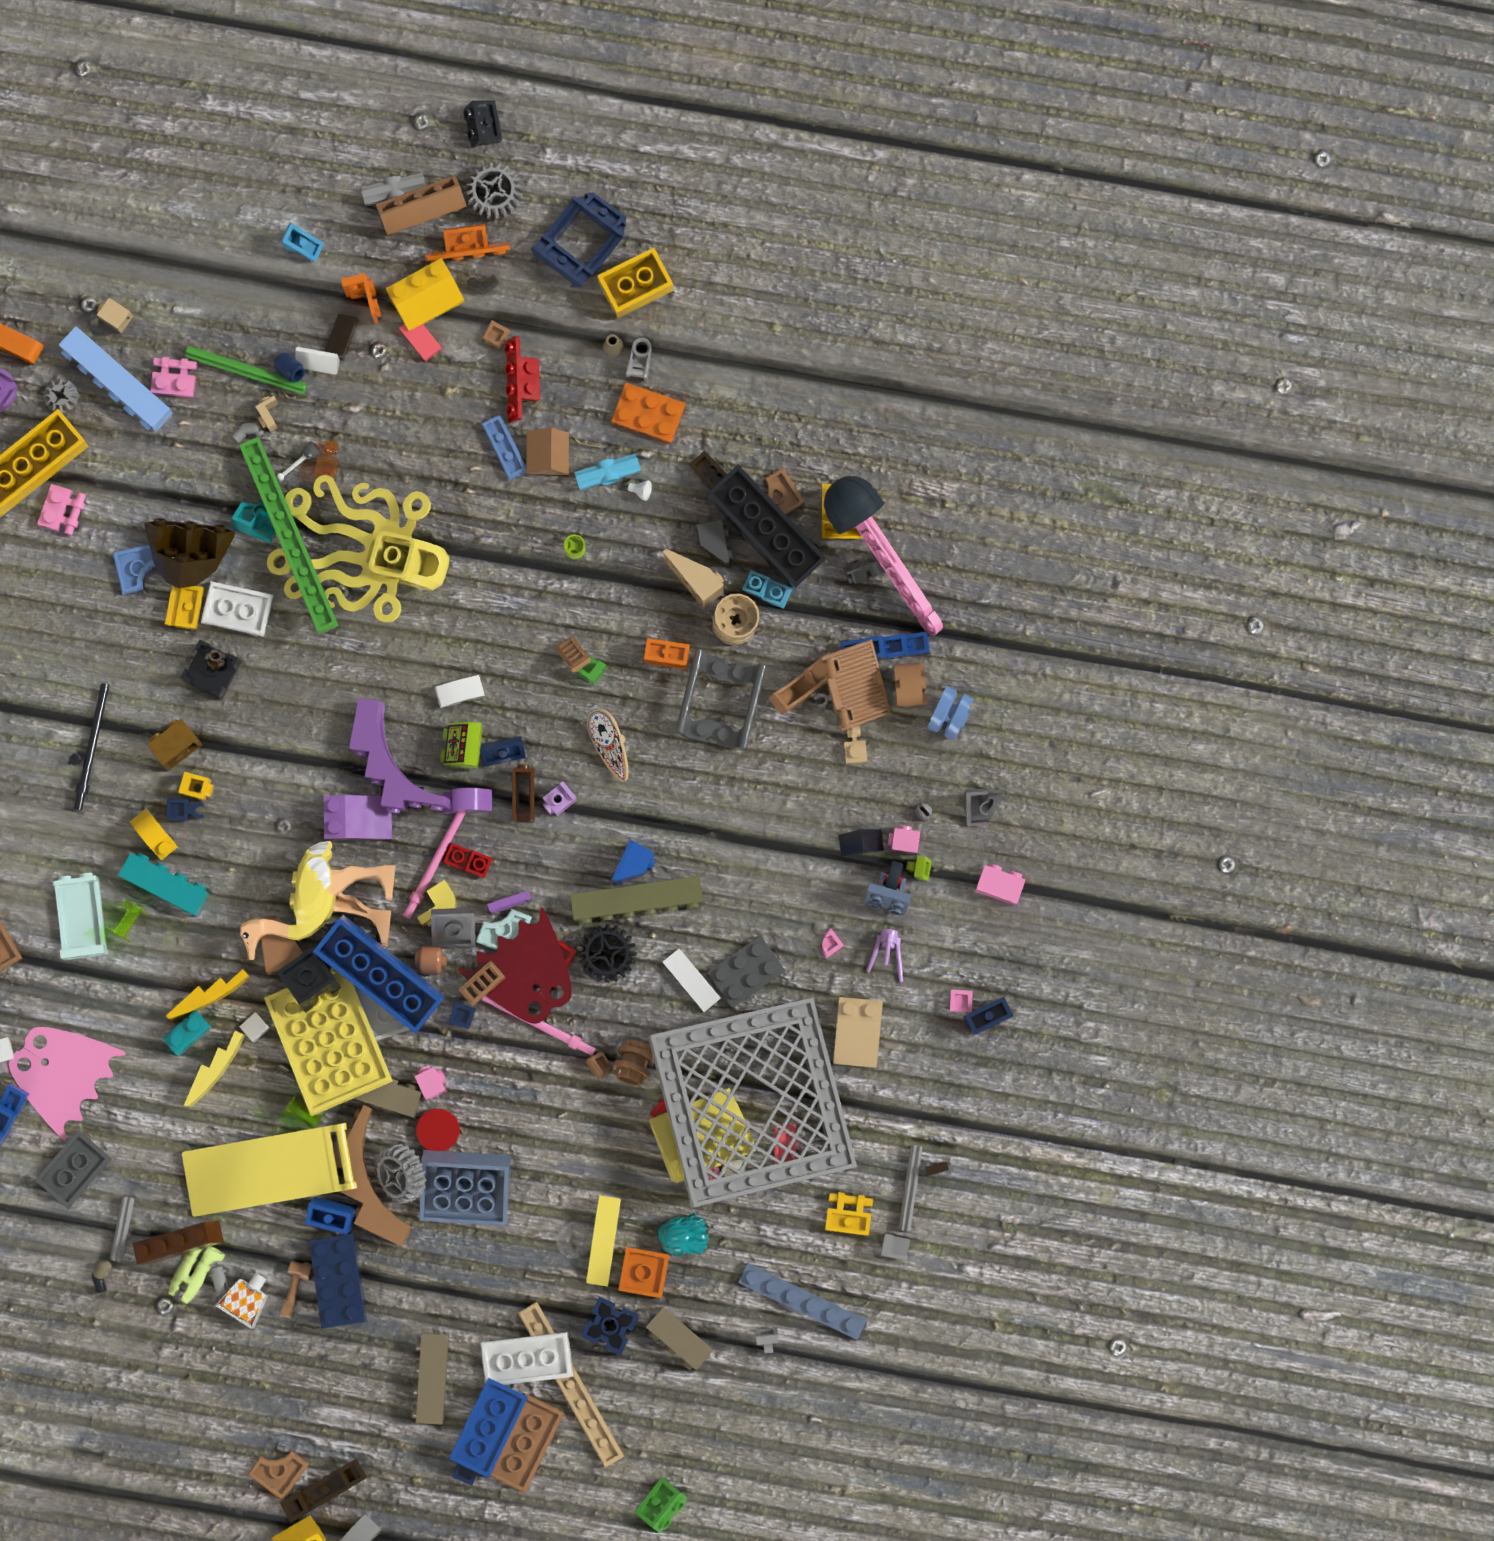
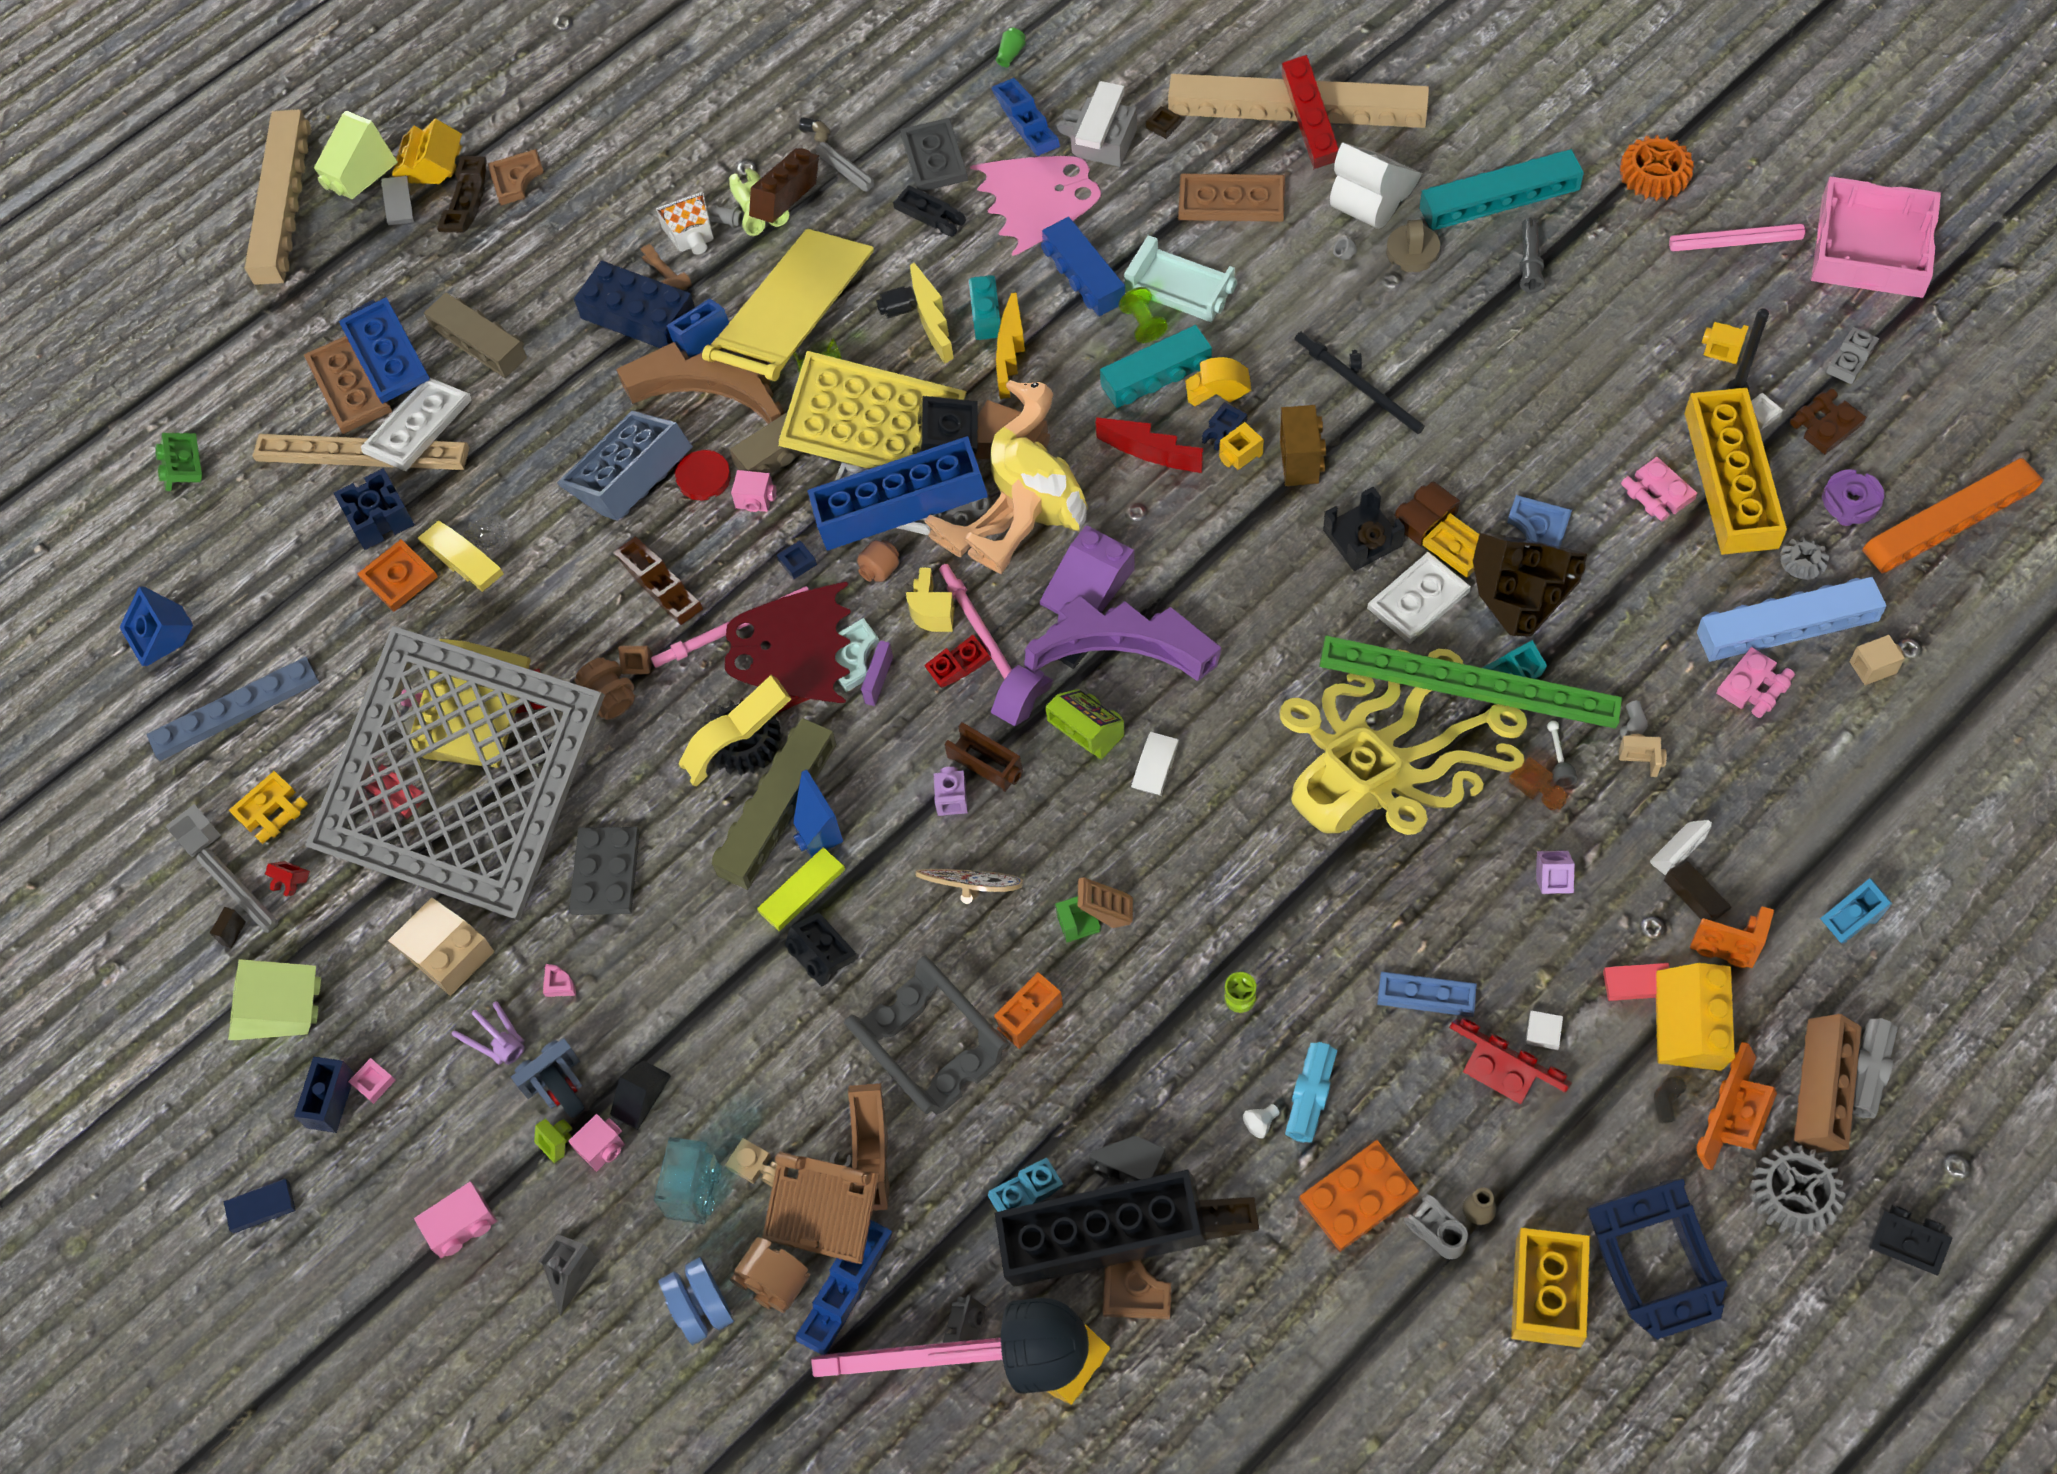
camera: 135 degrees right, 20 degrees down
(109, 991) = (1082, 266): none -> blue brick
(125, 1138) = (929, 210): none -> black hinge
(172, 639) = (1426, 511): none -> reddish brown brick
(219, 1099) = (896, 302): none -> black brick
(231, 854) = (1139, 441): none -> red slope
(244, 370) = (1716, 762): bright green axle -> none
(254, 1027) = (944, 370): white slope -> none
(289, 367) = (1690, 805): dark blue brick -> none
(384, 417) = (1555, 872): none -> lavender brick
(400, 1173) = (683, 404): light grey gear -> none
(453, 927) = (892, 596): flat silver tile -> none
(482, 972) = (811, 610): medium nougat slope -> none
(484, 371) = (1544, 1030): none -> white tile
(496, 335) = (1587, 1074): medium nougat tile -> none
(502, 751) = (1051, 764): dark blue plate -> none
(535, 1095) = (658, 581): none -> reddish brown slope
(547, 451) = (1384, 1037): medium nougat slope -> none
(609, 953) = (737, 725): none -> light yellow piece
(678, 1339) = (305, 567): dark tan brick -> none
(679, 844) = (801, 889): none -> neon yellow tile
(684, 1235) = (399, 615): teal hair -> none
(691, 980) = (643, 807): white tile -> none
(698, 579) = (1097, 1101): tan slope -> none
(708, 803) = (819, 948): none -> black bracket
(737, 607) = (1005, 1098): tan wheel -> none
(767, 1337) = (229, 648): light grey tile -> none
(786, 1403) = (154, 626): none -> blue slope
(880, 1162) = (288, 874): none -> red tile
(892, 768) = (687, 1181): none -> clear light blue brick
(920, 815) = (615, 1199): light grey hinge -> none
(959, 1099) = (273, 1000): none -> yellowish green slope
(1069, 1006) = (259, 1206): none -> dark blue tile

